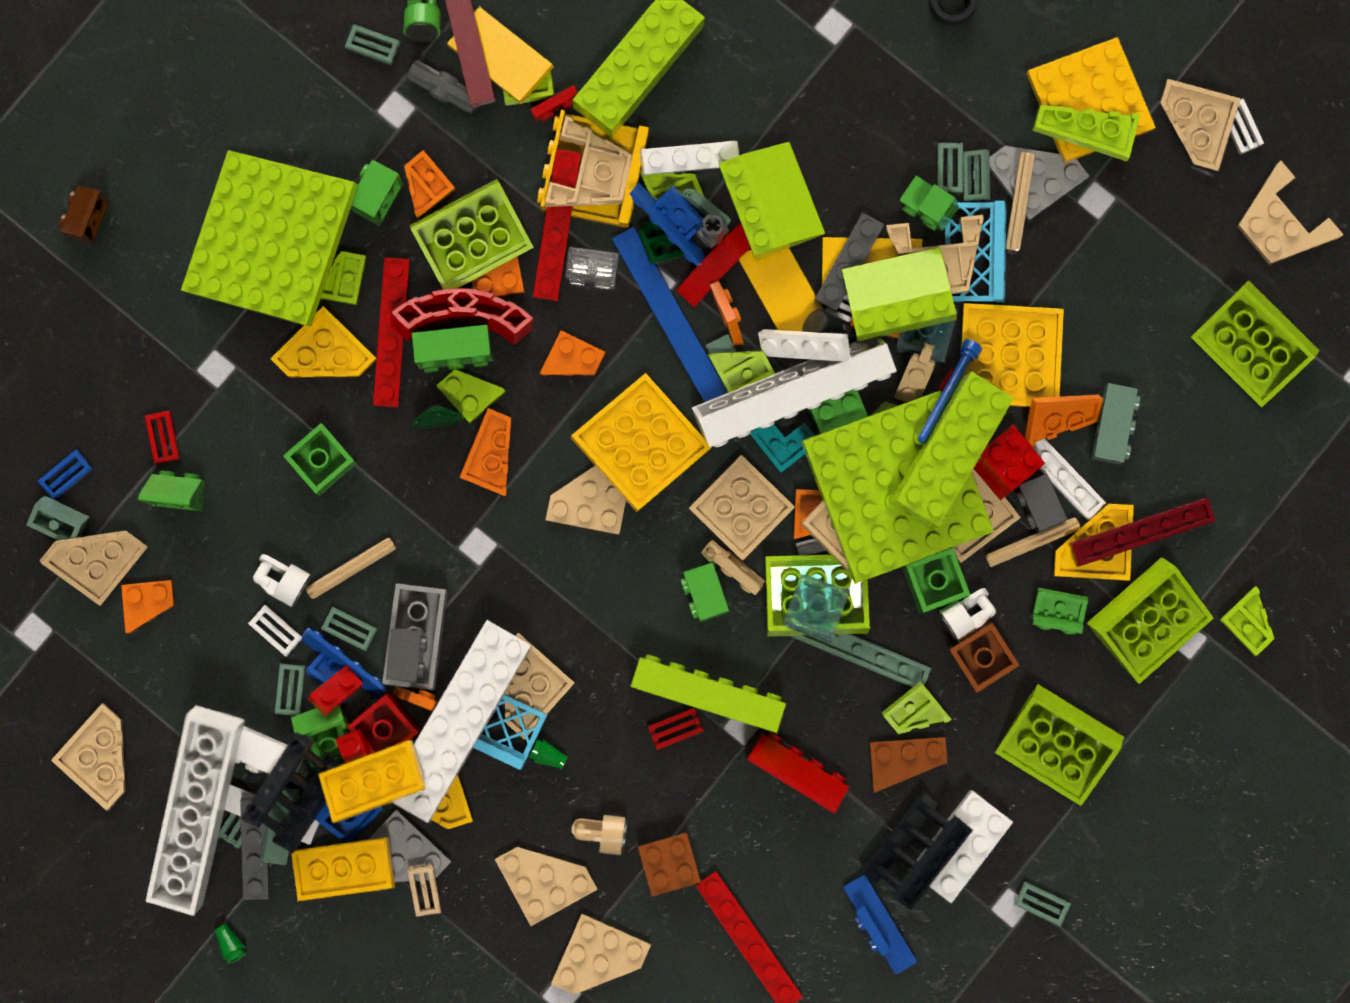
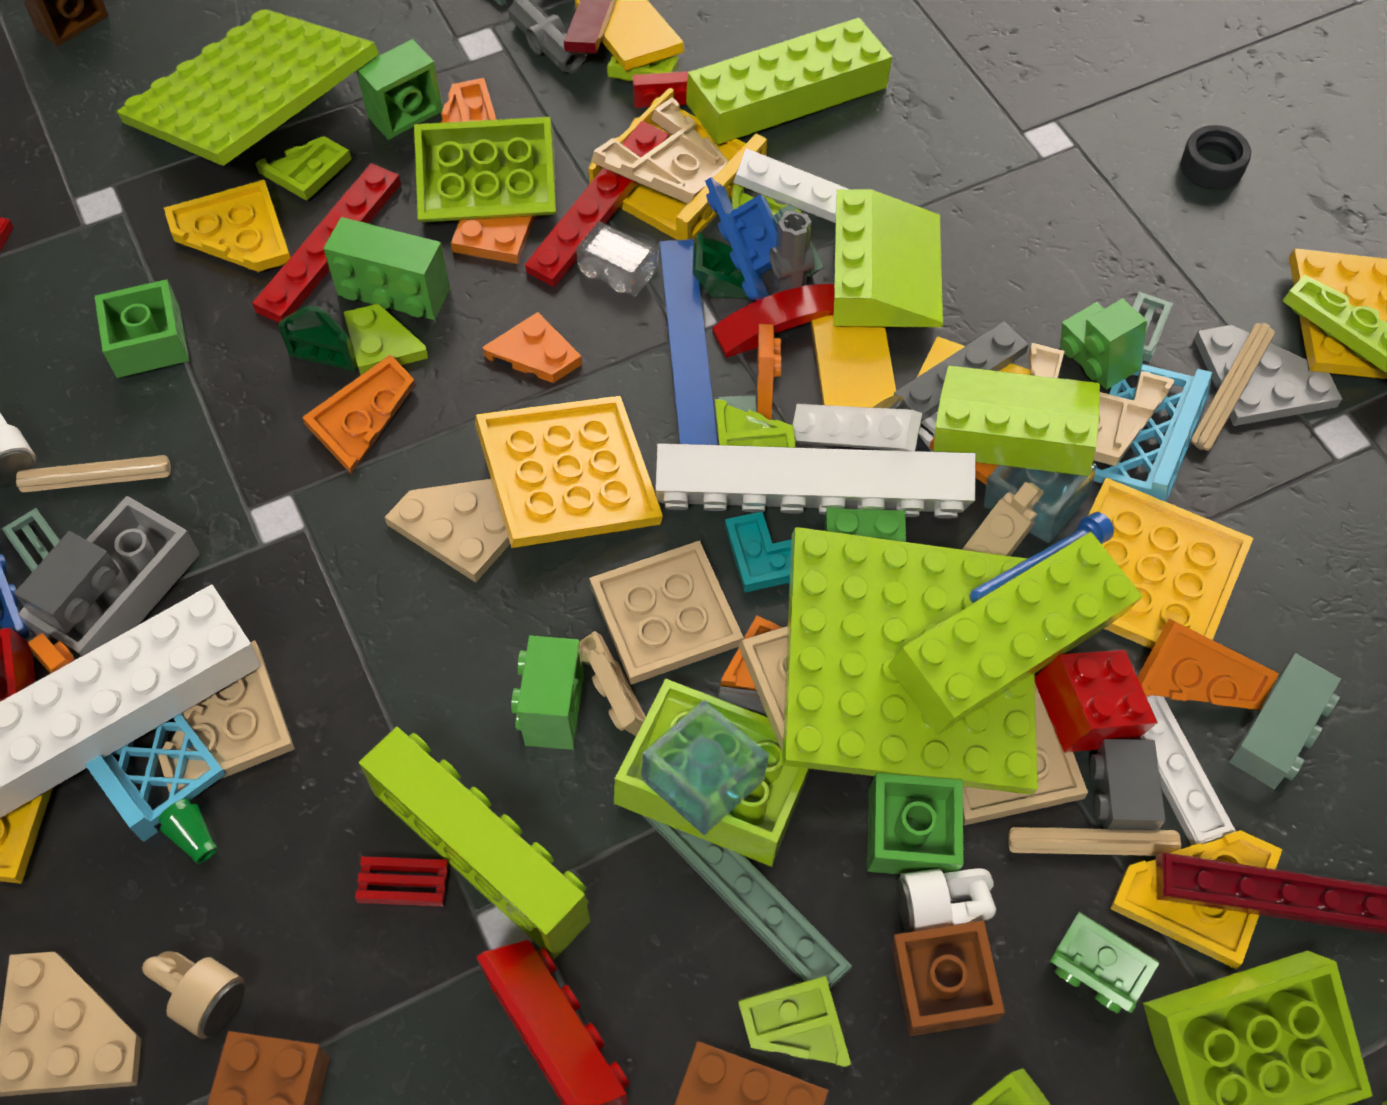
camera: 20 degrees right, 25 degrees down
(463, 307) = (469, 263): red brick -> none
(980, 175) = (1185, 342): sand green tile -> none

